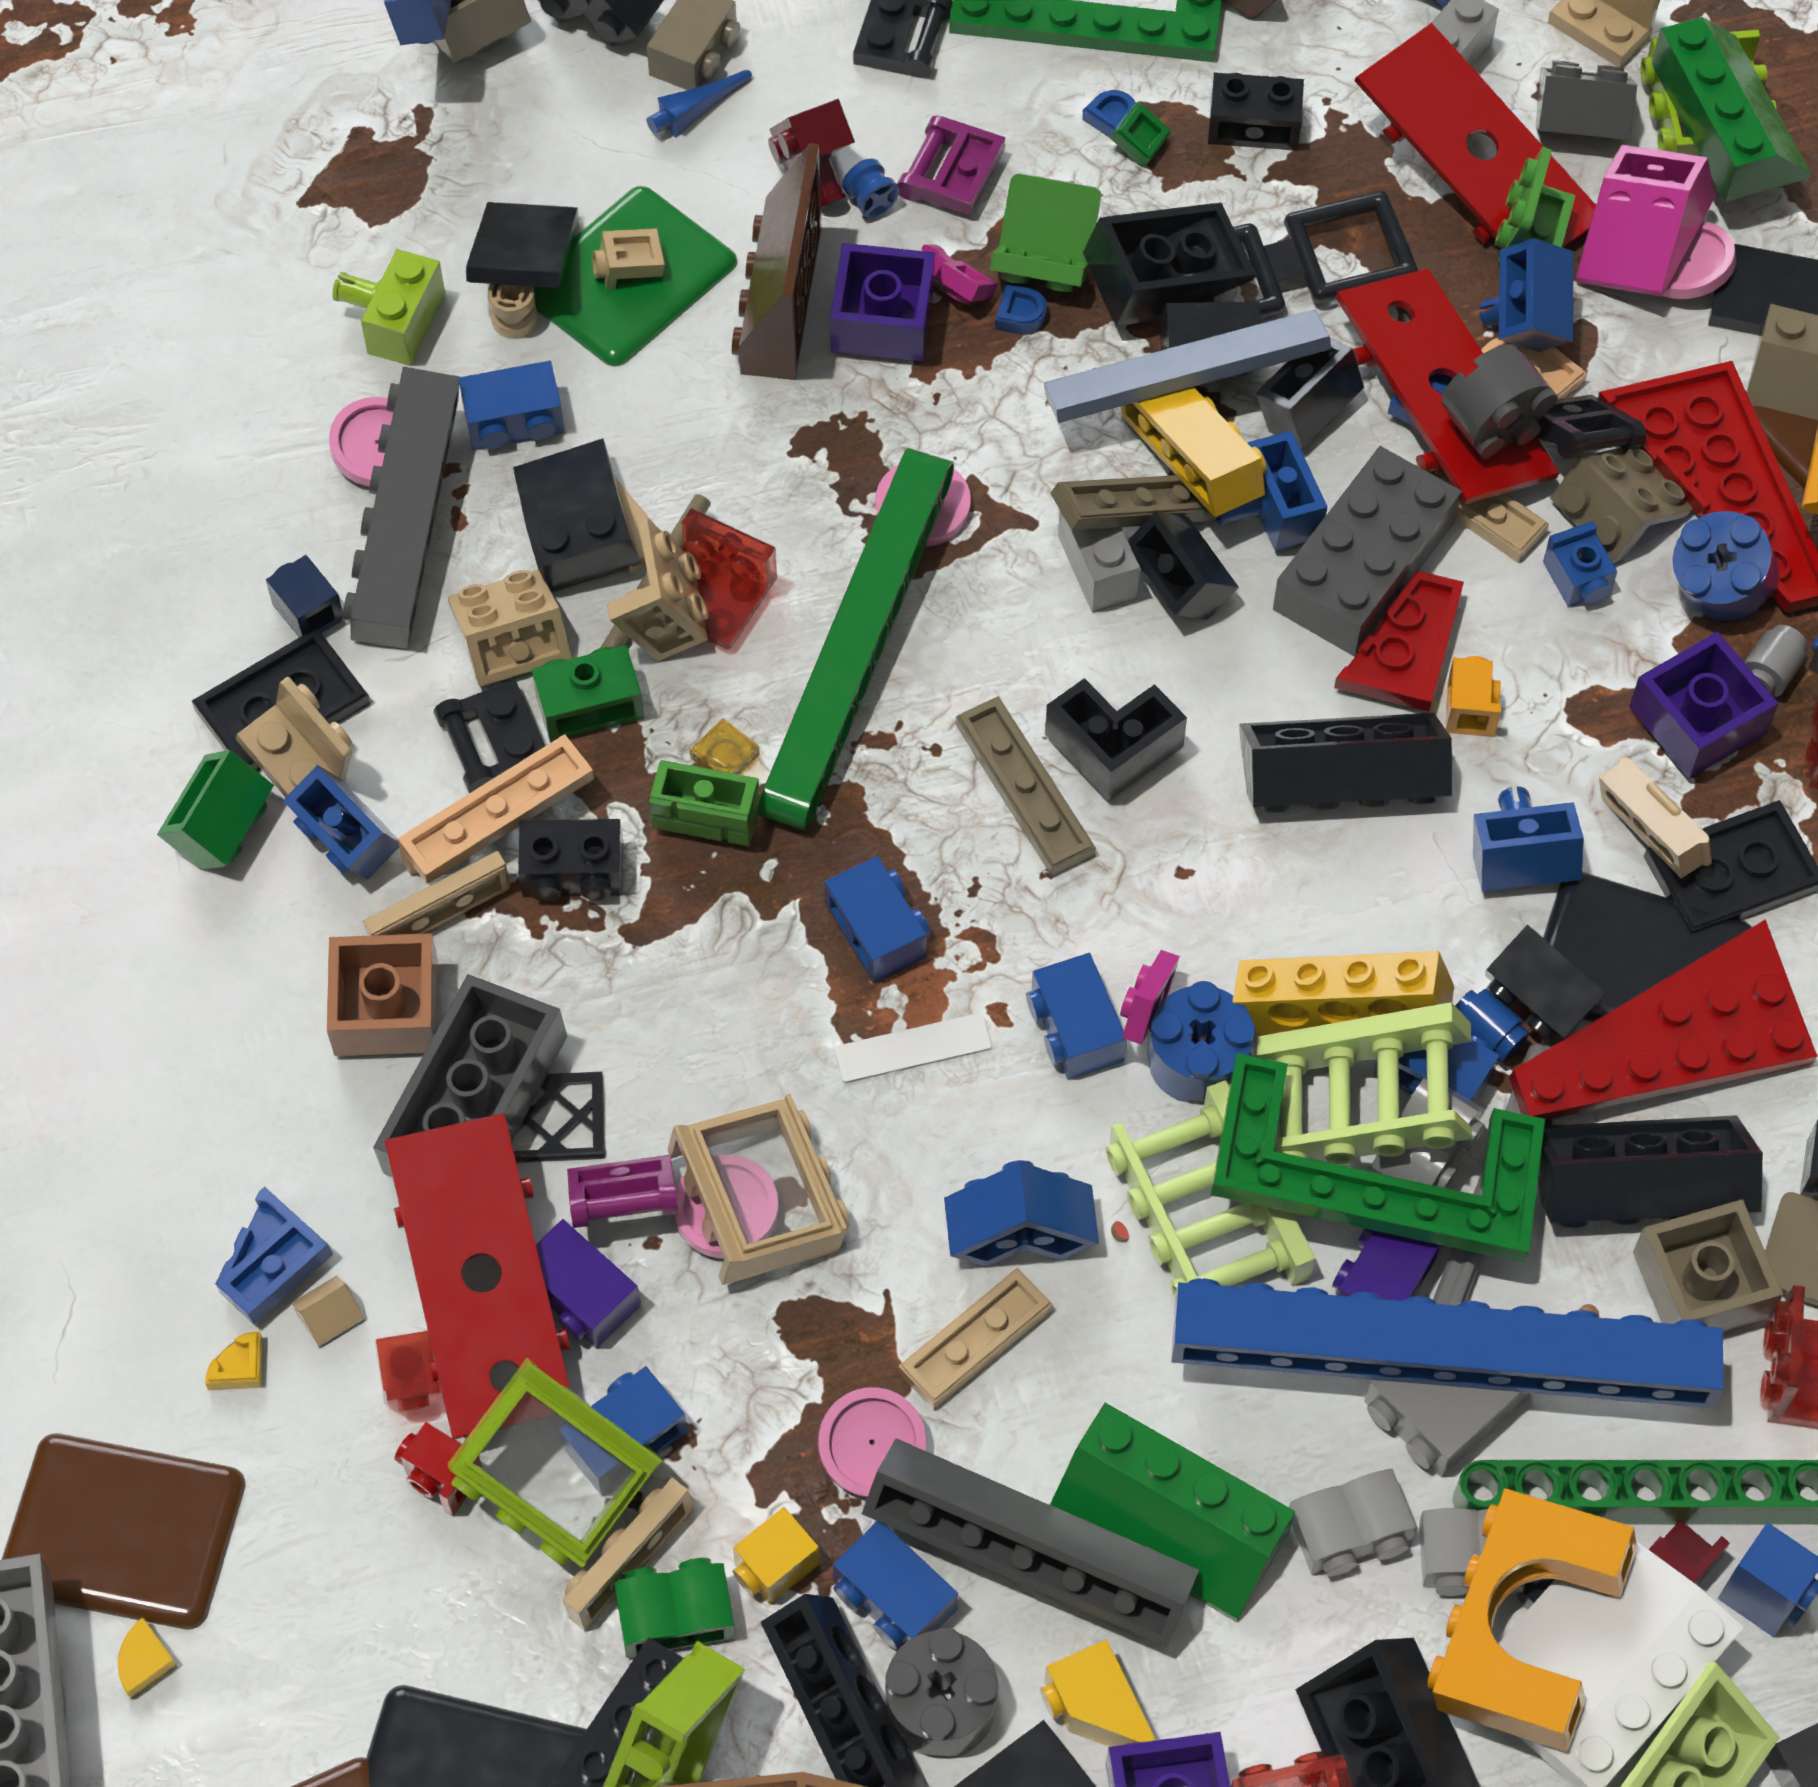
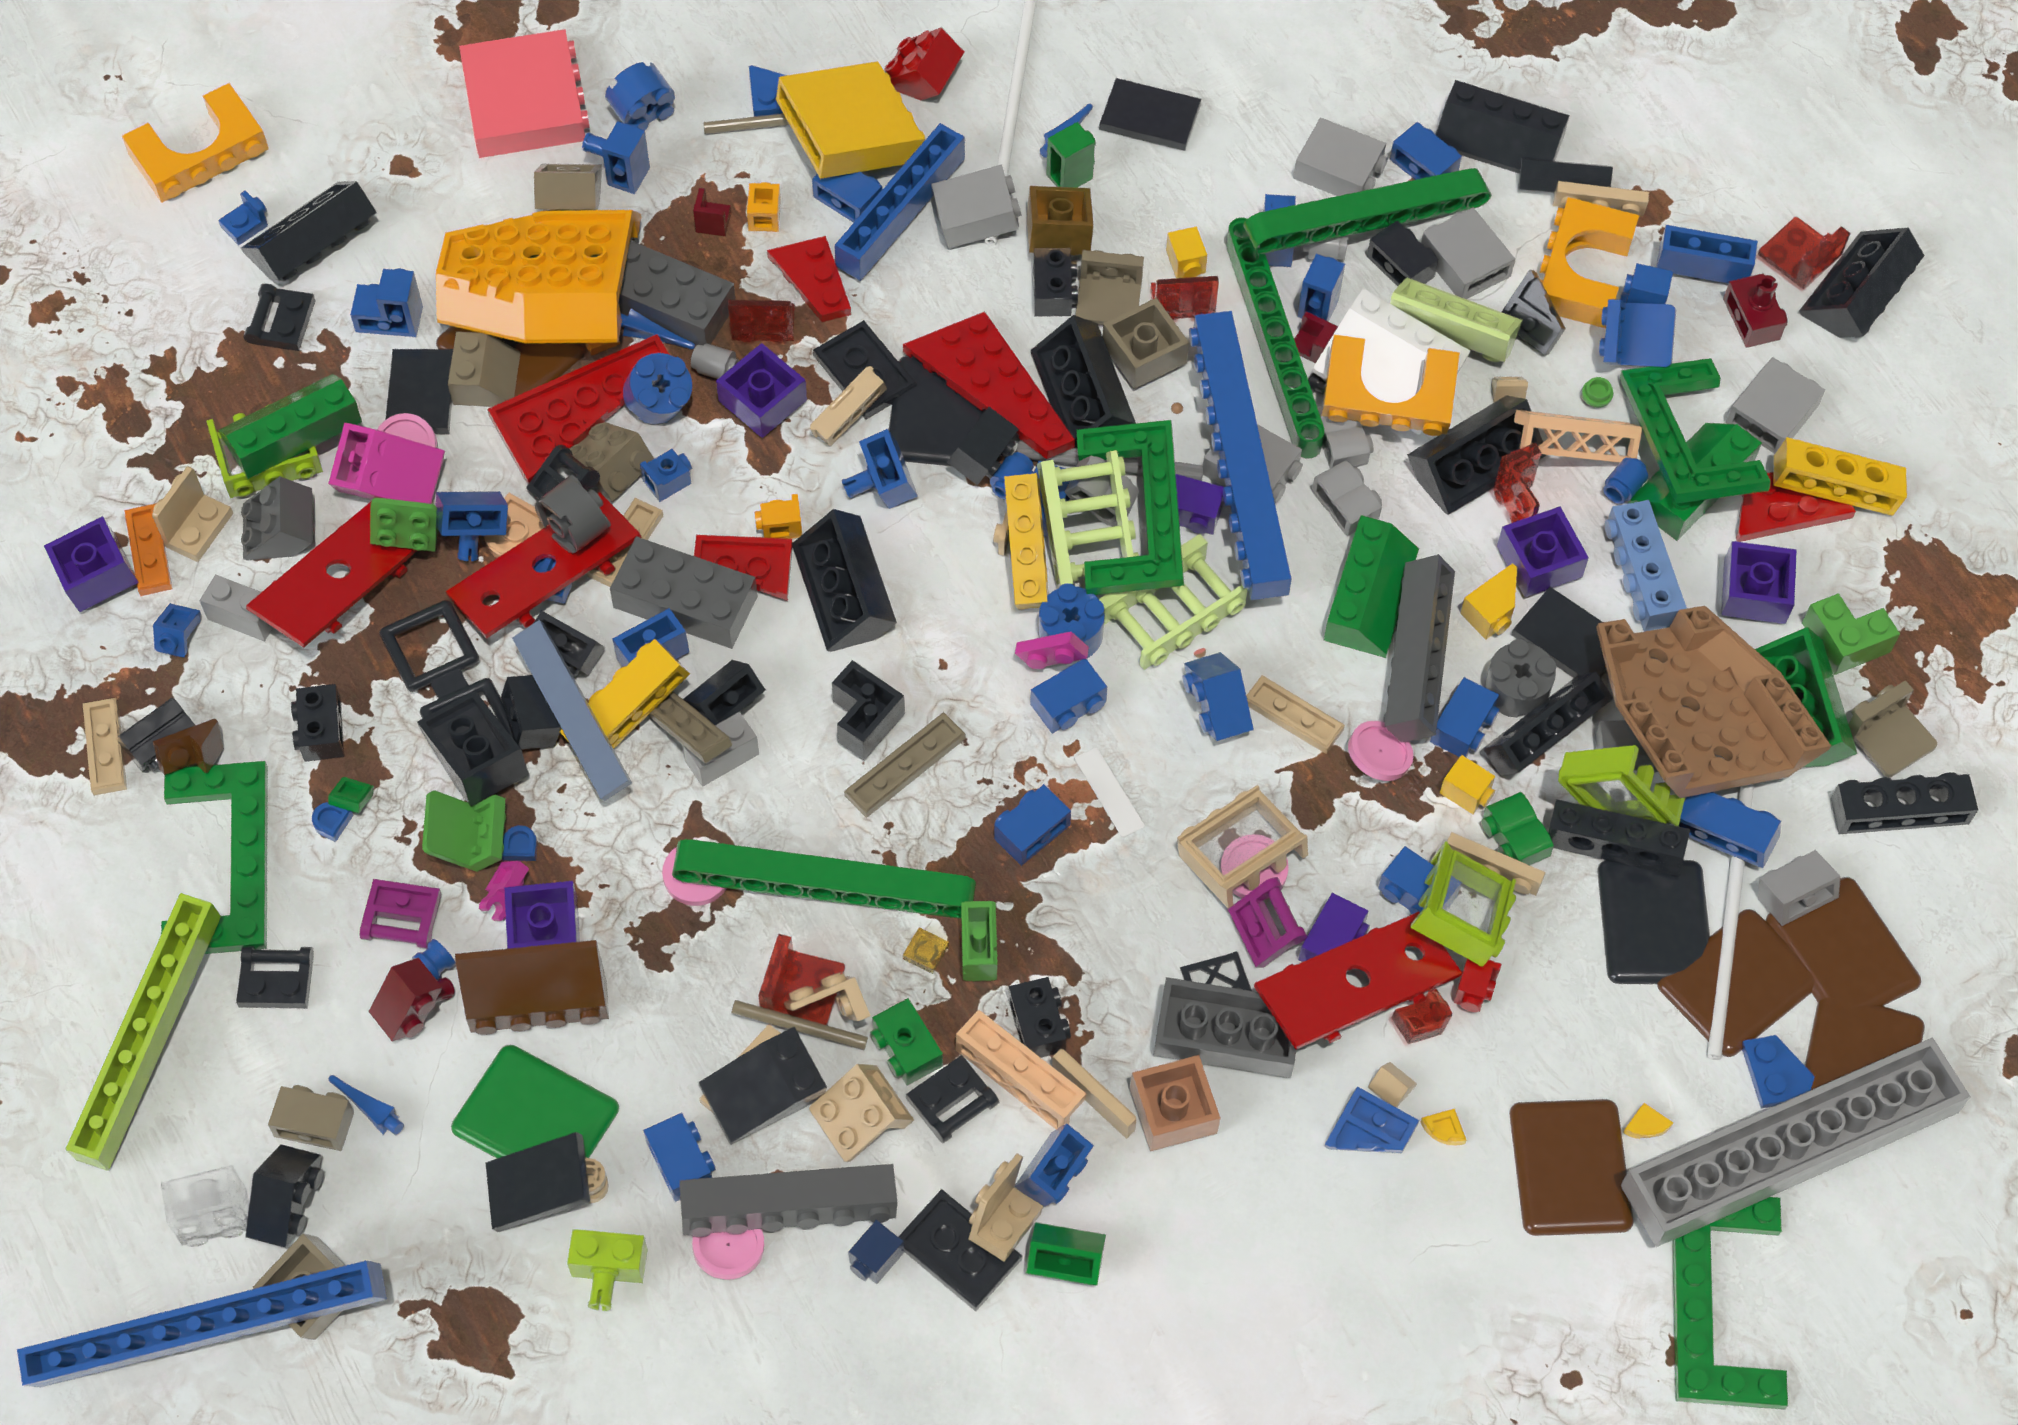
camera: 105 degrees left, 0 degrees up
(628, 255) = (531, 1109): tan bracket -> none

